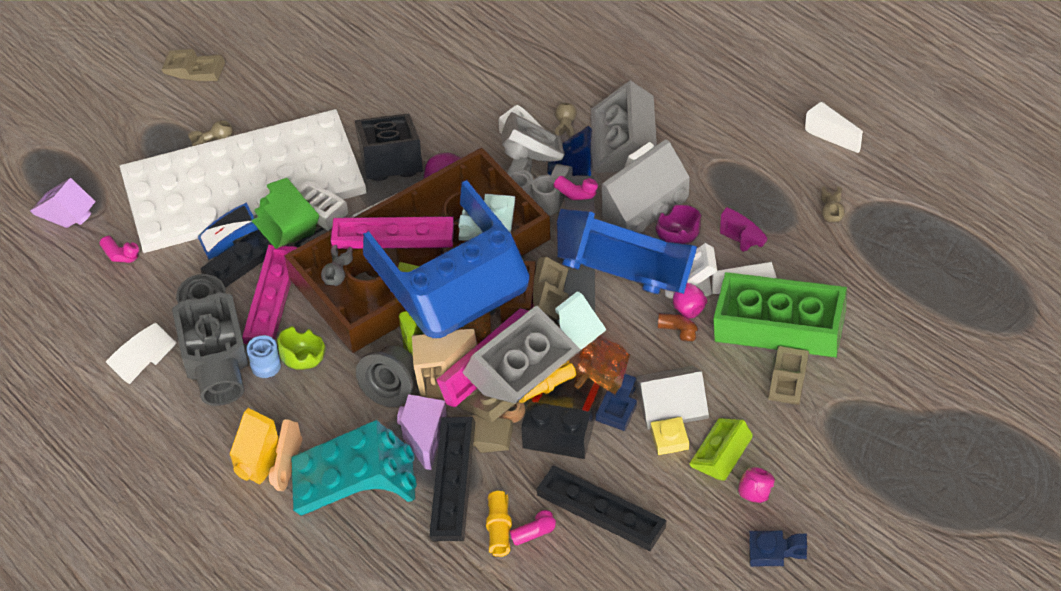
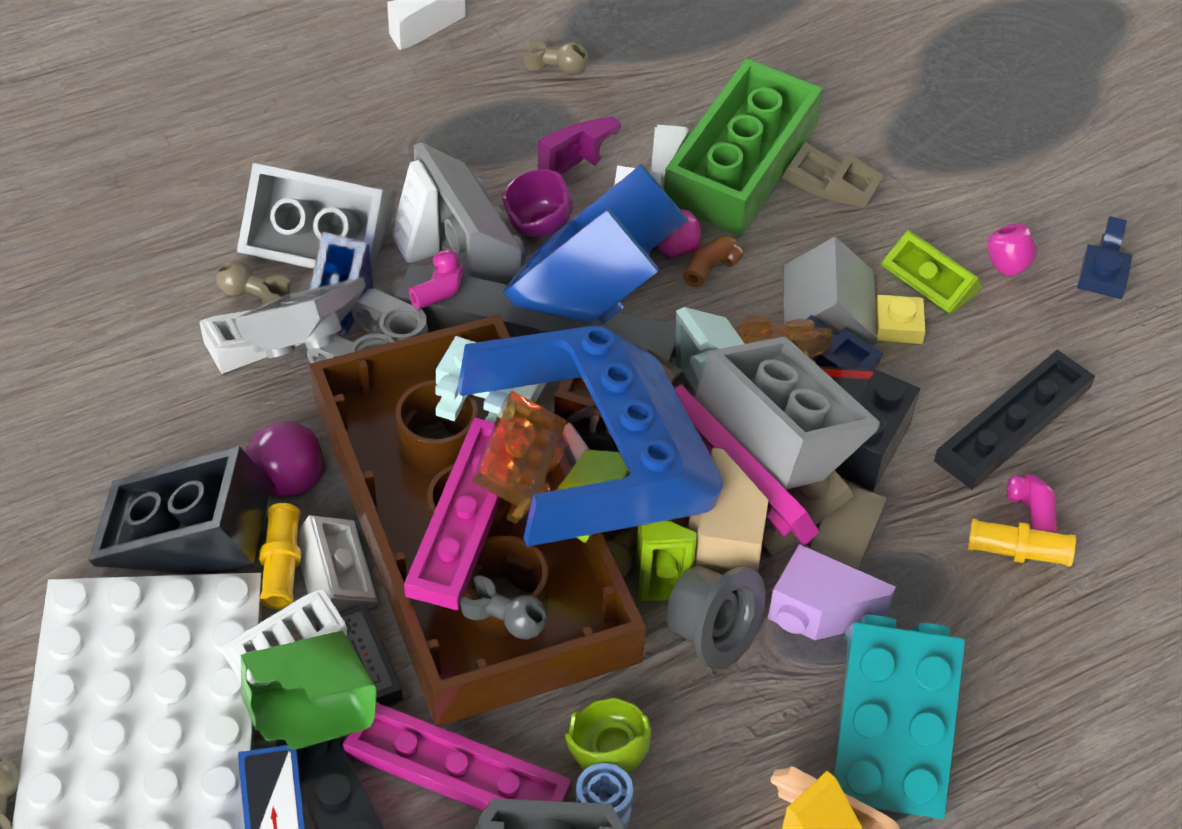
camera: 80 degrees left, 0 degrees up
(378, 189) = (280, 556): none -> yellow pin
(425, 237) = (520, 453): none -> clear orange bracket
(452, 479) = (941, 574): black plate -> none

